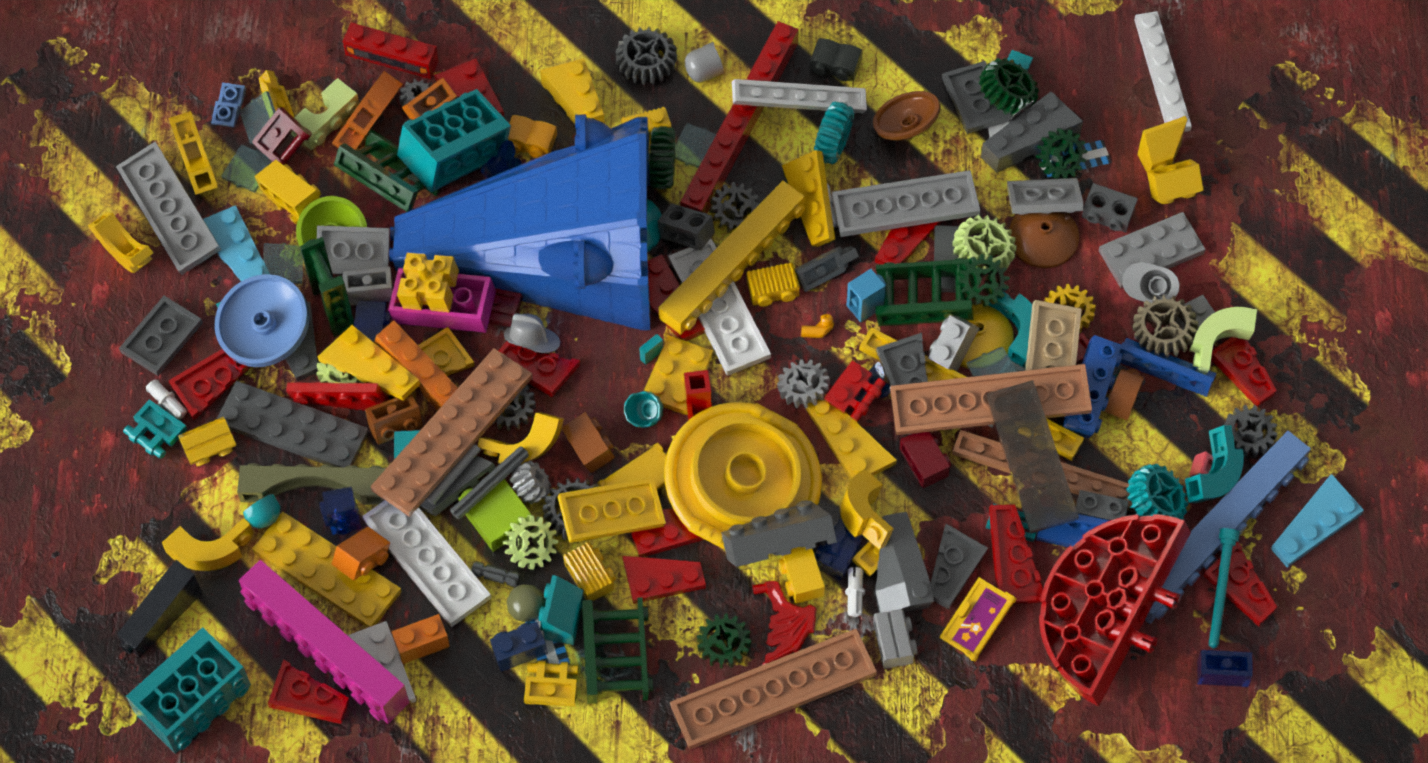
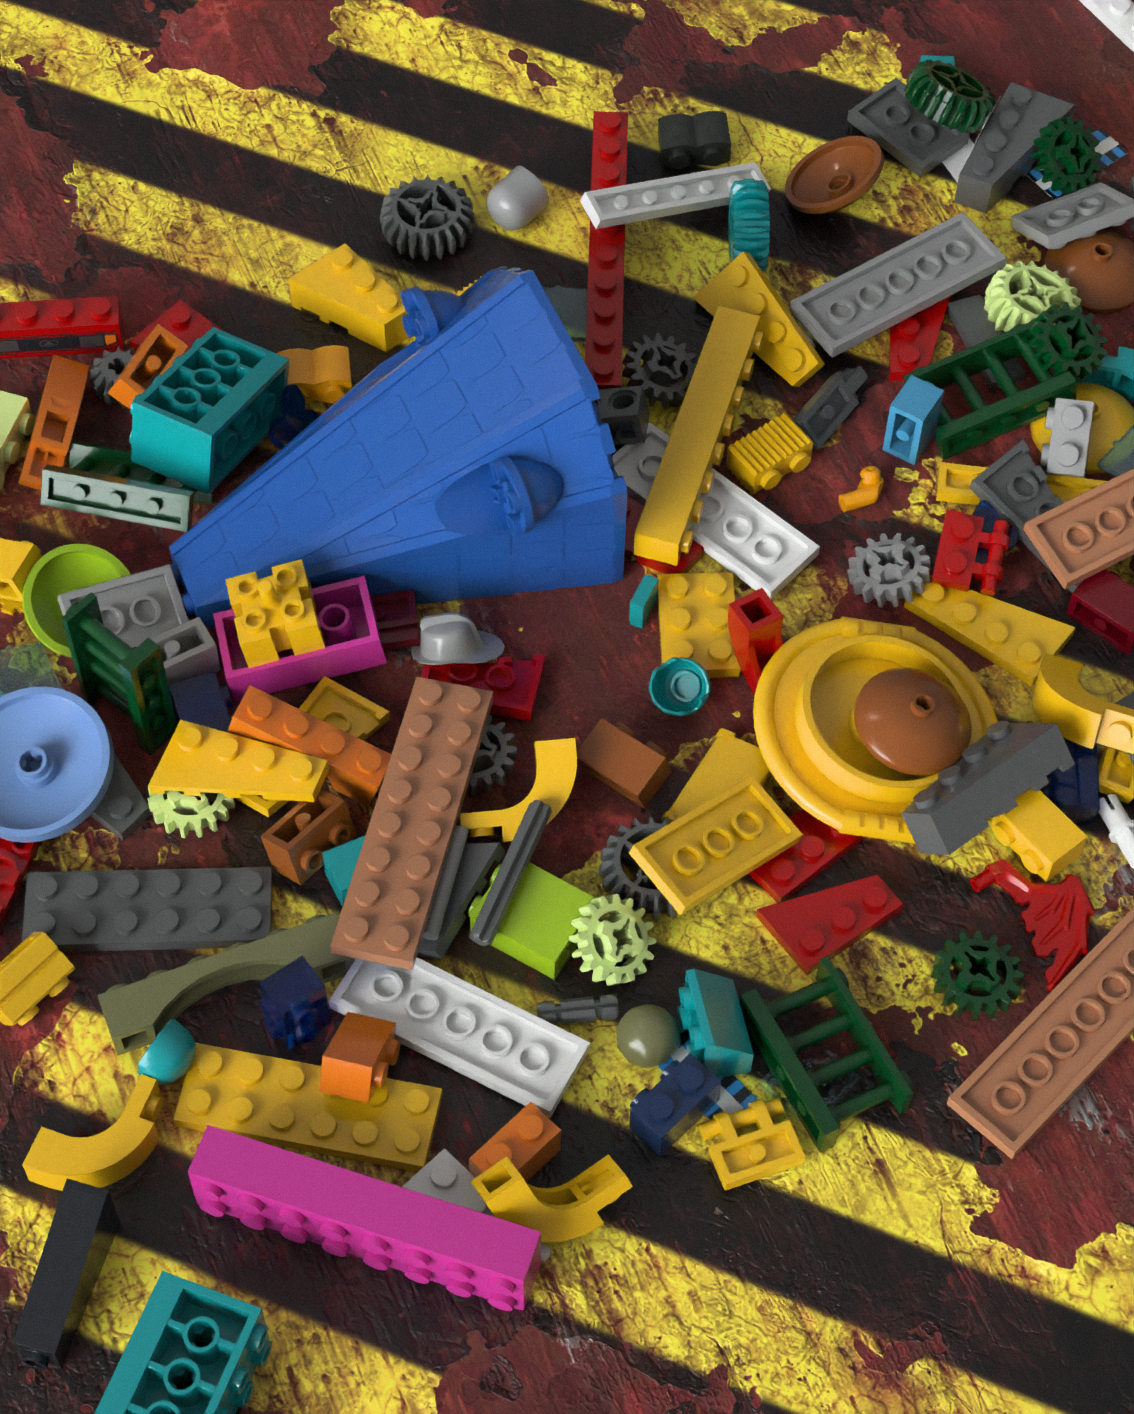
camera: 25 degrees left, 5 degrees down
(302, 695) = (372, 1320): red wing -> none
(341, 395) = (203, 833): red wing -> none
(422, 677) = (558, 1211): none -> yellow arch
(530, 482) = (568, 852): light grey gear -> none
(589, 572) = (720, 948): yellow brick -> none
(749, 492) = (904, 734): none -> dark orange dish

